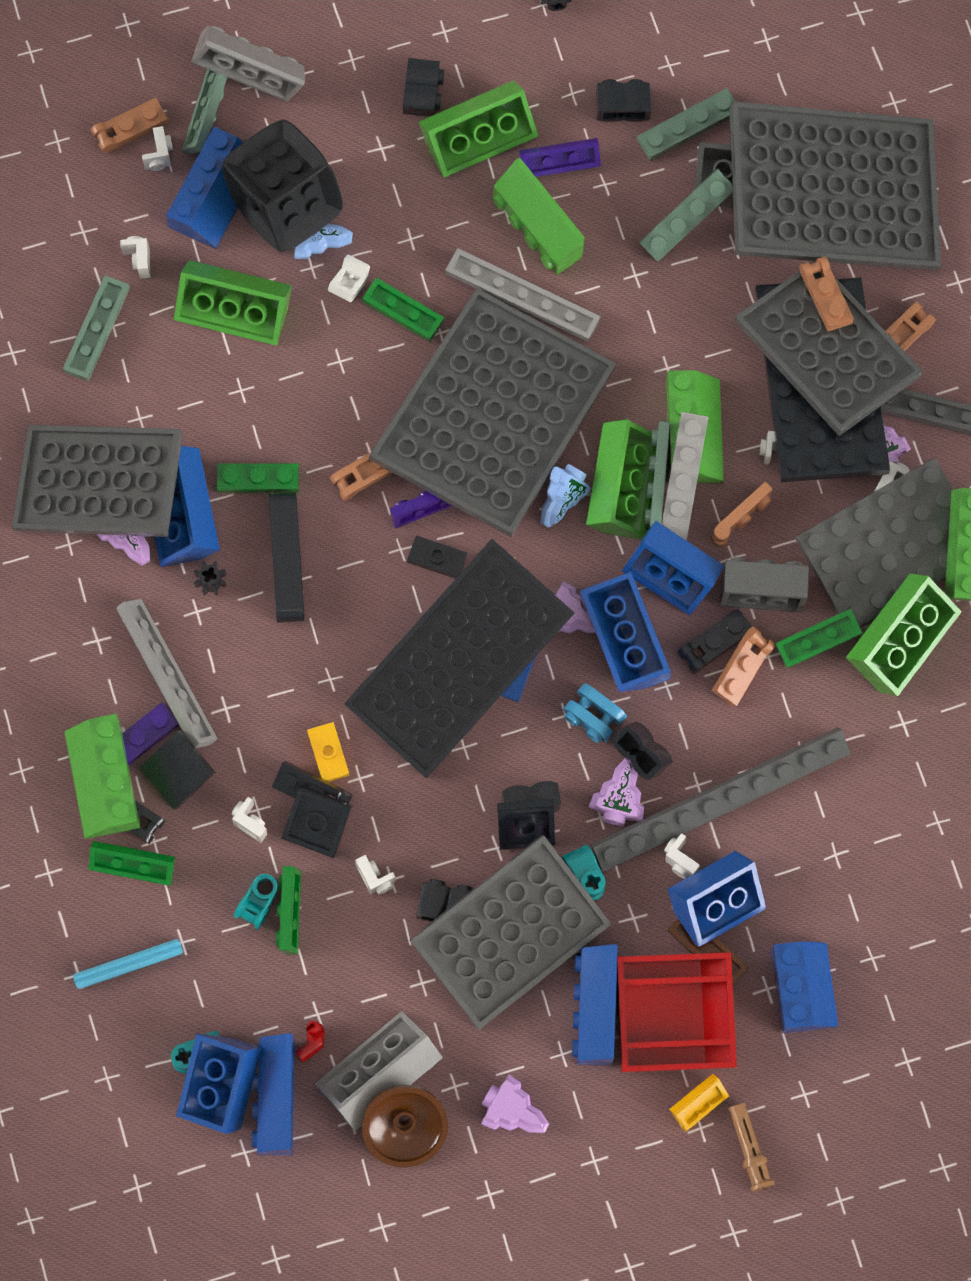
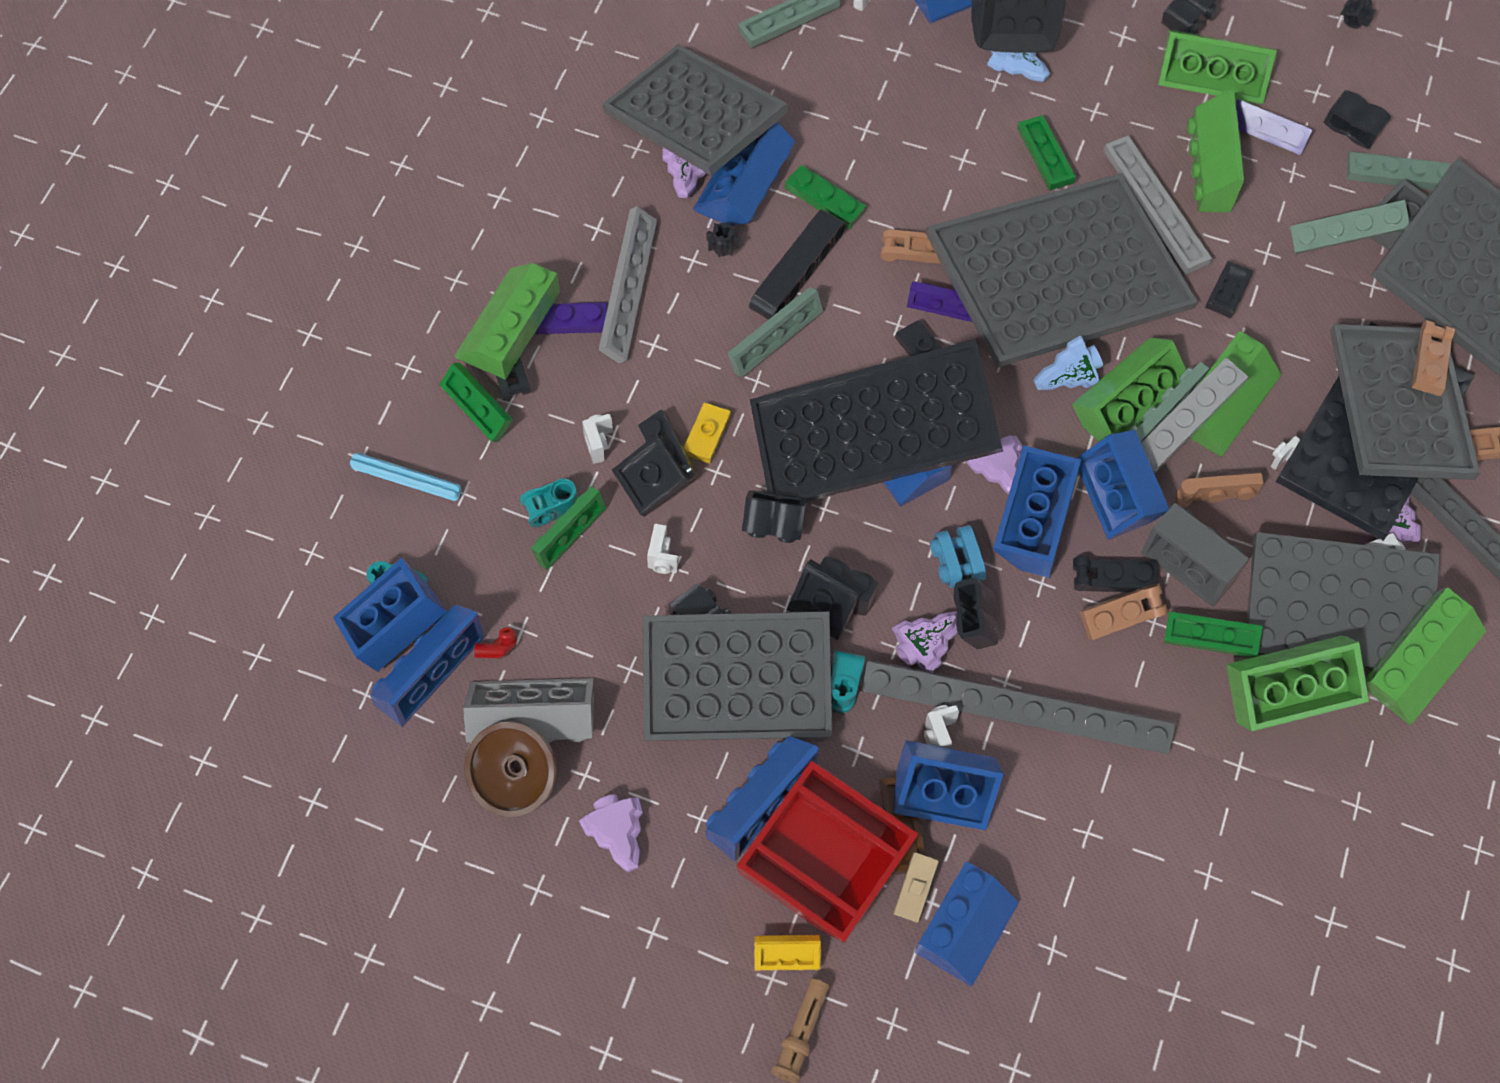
camera: 40 degrees right, 10 degrees down
(177, 770) = (573, 358): black tile -> none
(232, 302) = (910, 62): bright green slope -> none
(315, 630) = (775, 332): none -> sand green plate
(349, 279) = (1020, 105): white bracket -> none
(436, 784) = (774, 515): none -> black brick
(630, 332) = (1229, 289): none -> black plate
(750, 987) = (915, 887): none -> tan piece

